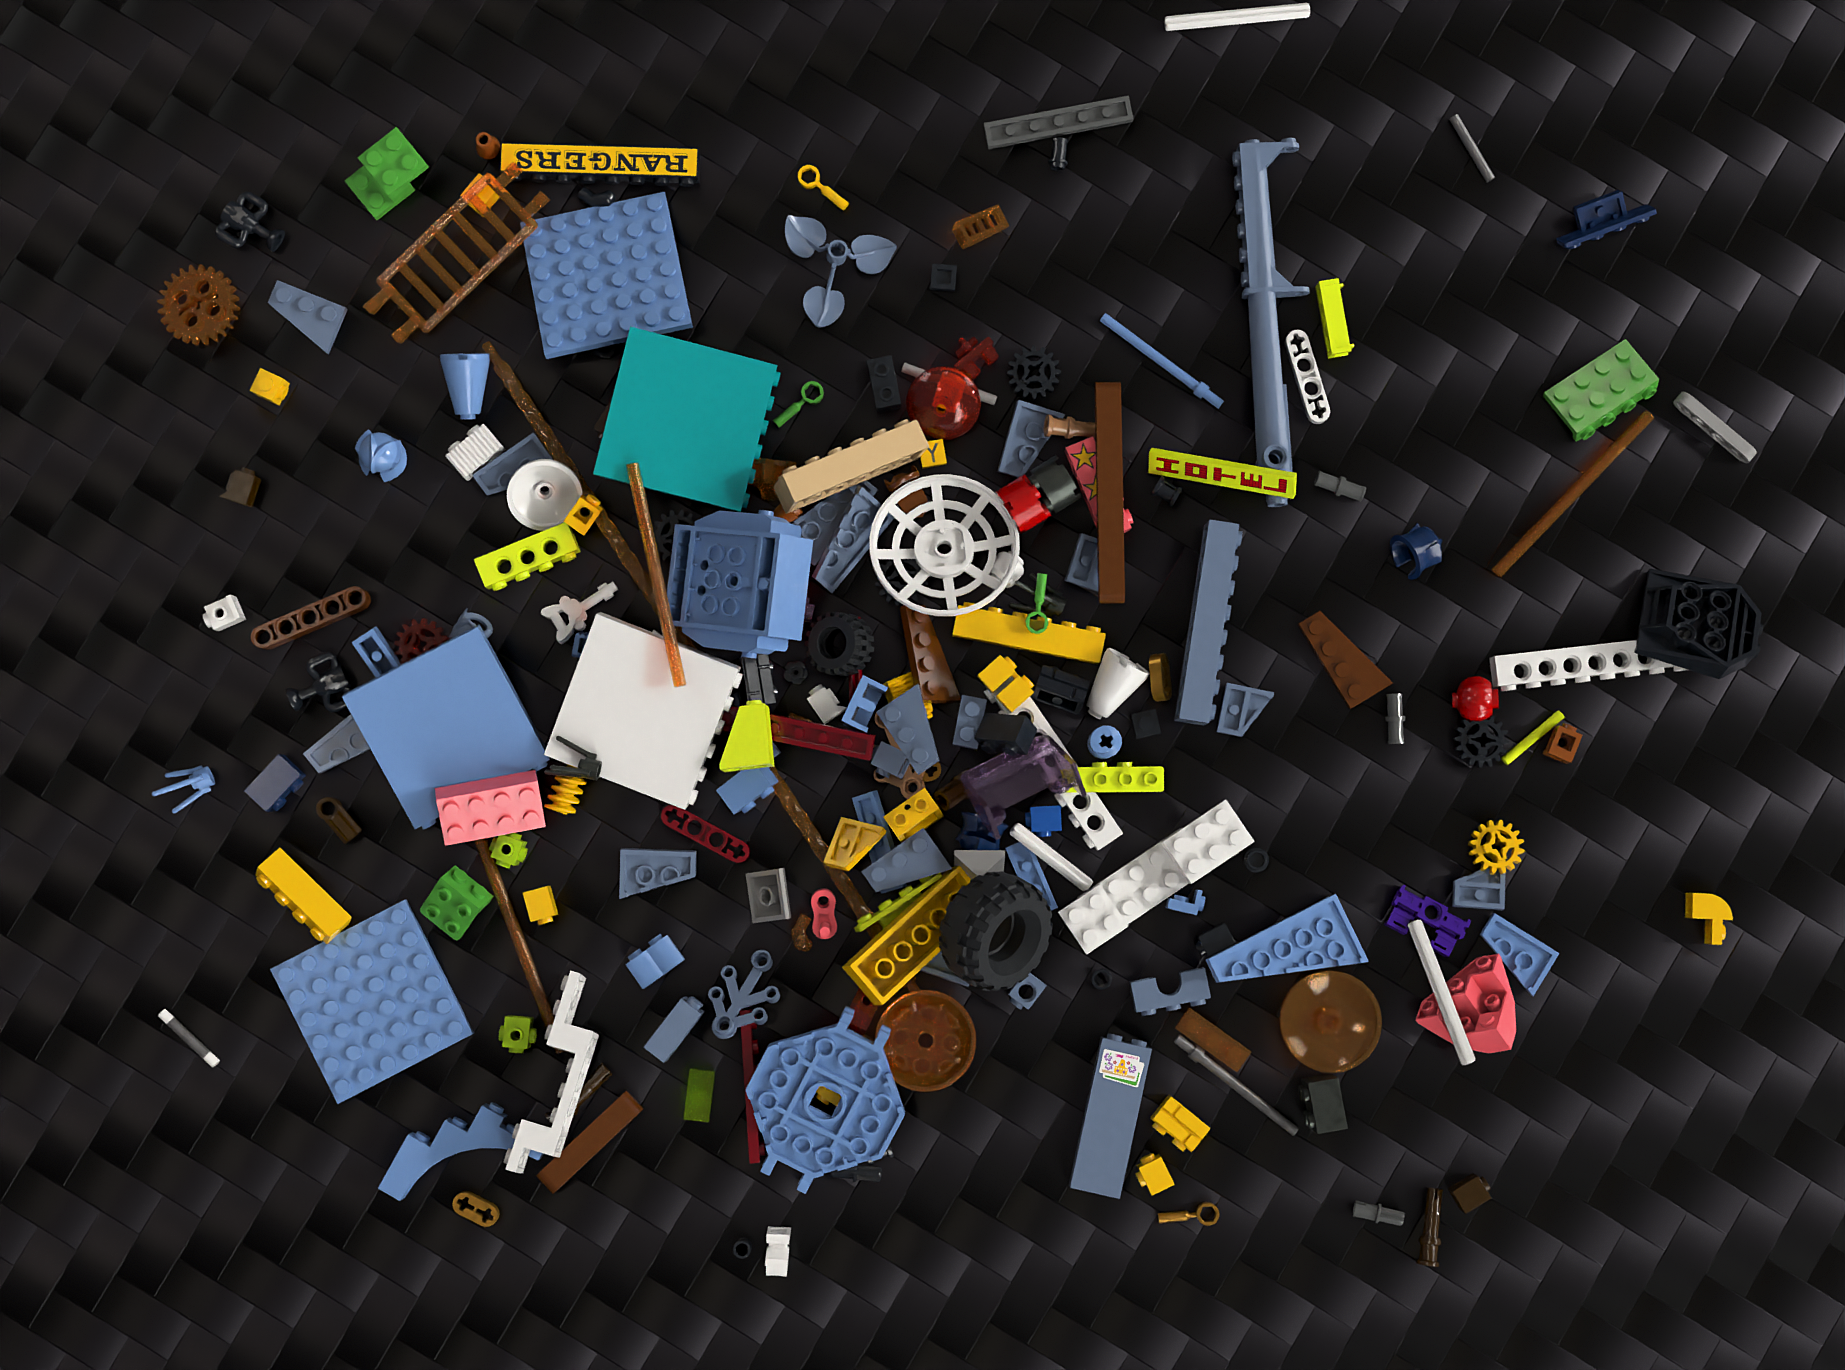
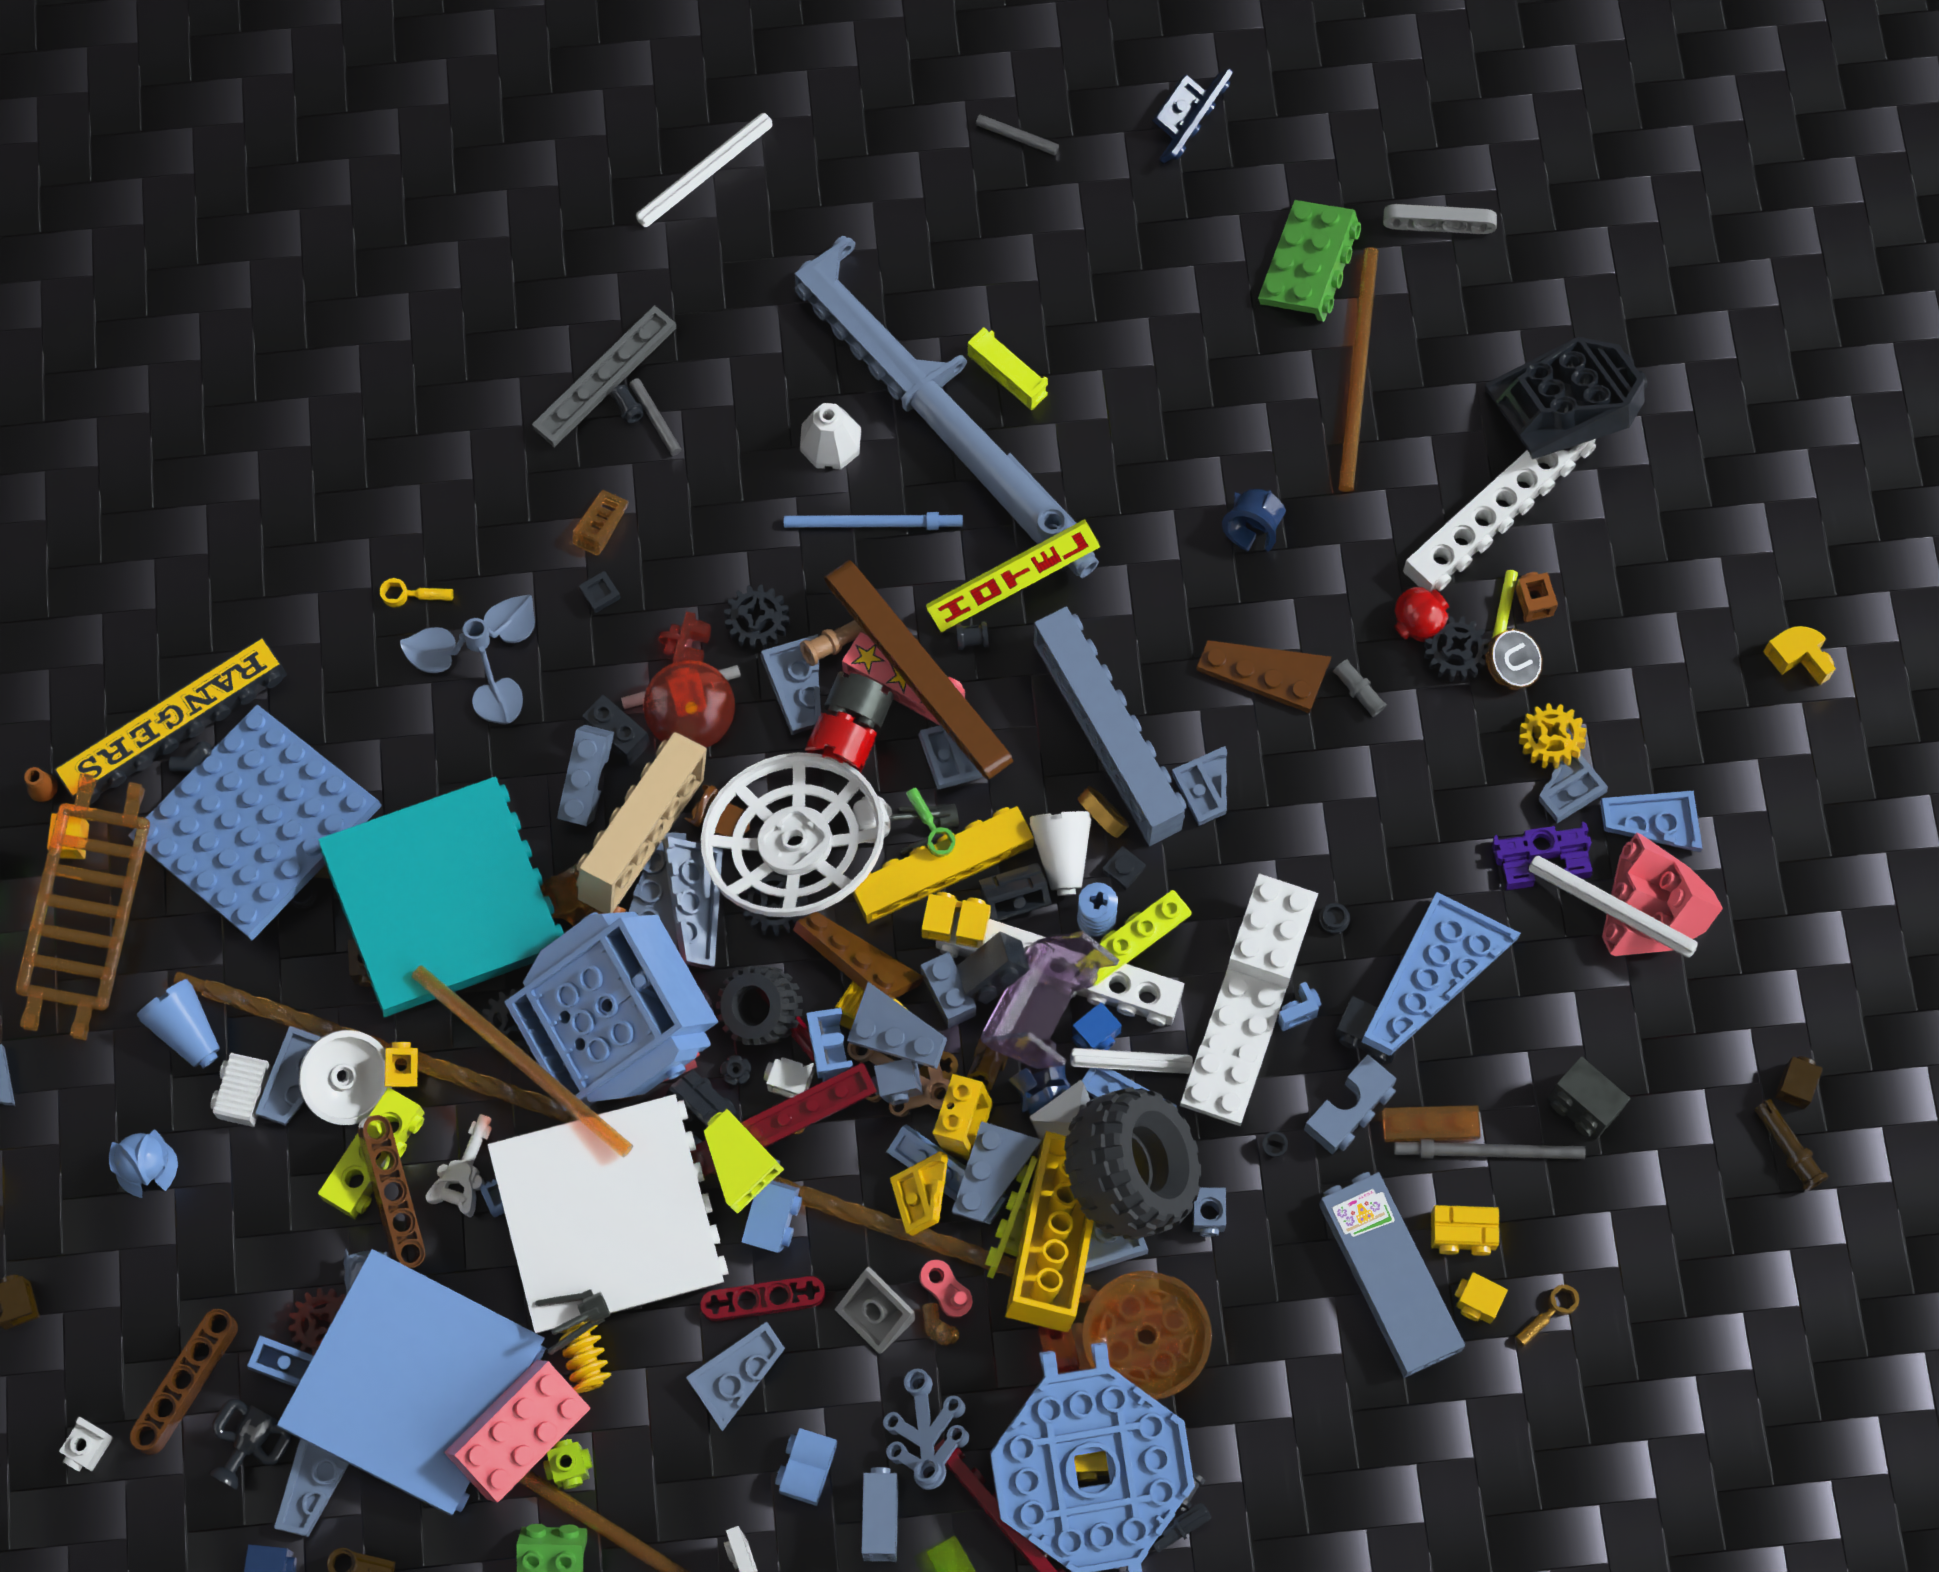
camera: 35 degrees left, 15 degrees down
(515, 604) = (402, 1203): none -> reddish brown beam
(540, 905) = (643, 1497): yellow brick -> none
(795, 407) = (543, 816): bright green piece -> none
(843, 398) = (587, 759): none -> sand blue arch
(934, 454) = (717, 763): yellow tile -> none
(1071, 177) = (655, 417): none -> flat silver bar
(1177, 280) = (830, 437): none -> white cone
(1305, 377) = (1021, 442): white beam -> none
(1330, 1021) = (1530, 1016): clear orange dish -> none
(1339, 486) = (1135, 514): dark grey pin -> none
(1377, 1213) = (1728, 1170): dark grey axle -> none
(1513, 776) = (1514, 659): none -> tile

